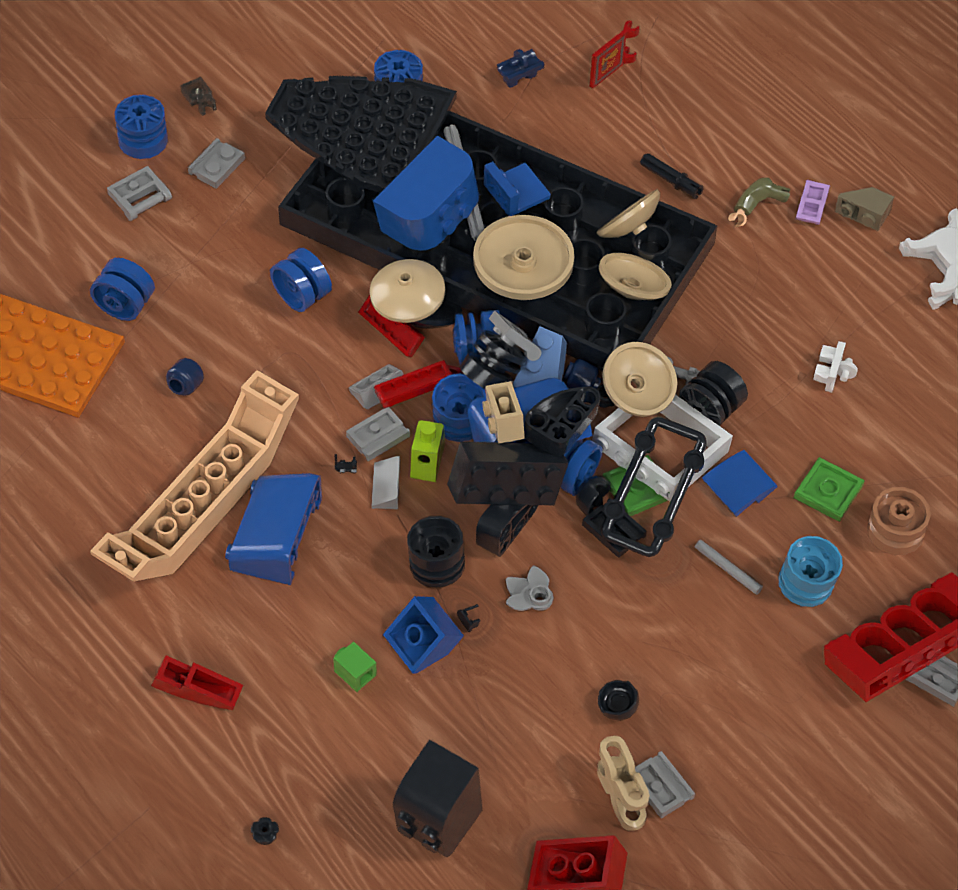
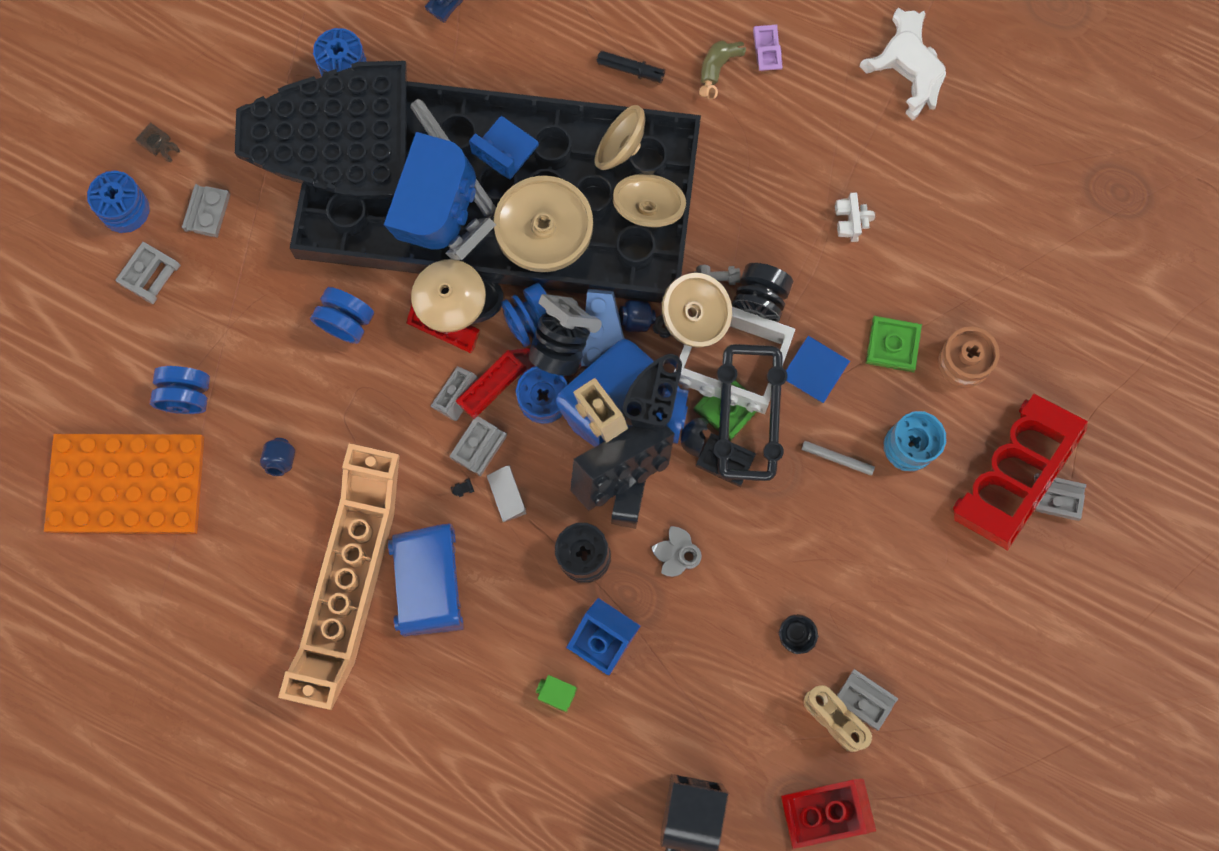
camera: 20 degrees left, 20 degrees up
(196, 684) = (425, 768): red slope -> none
(428, 441) = (531, 449): lime torso -> none
(455, 244) = (475, 233): none -> light grey plate
(468, 624) = (630, 601): black piece -> none
(865, 206) = (817, 36): dark tan slope -> none

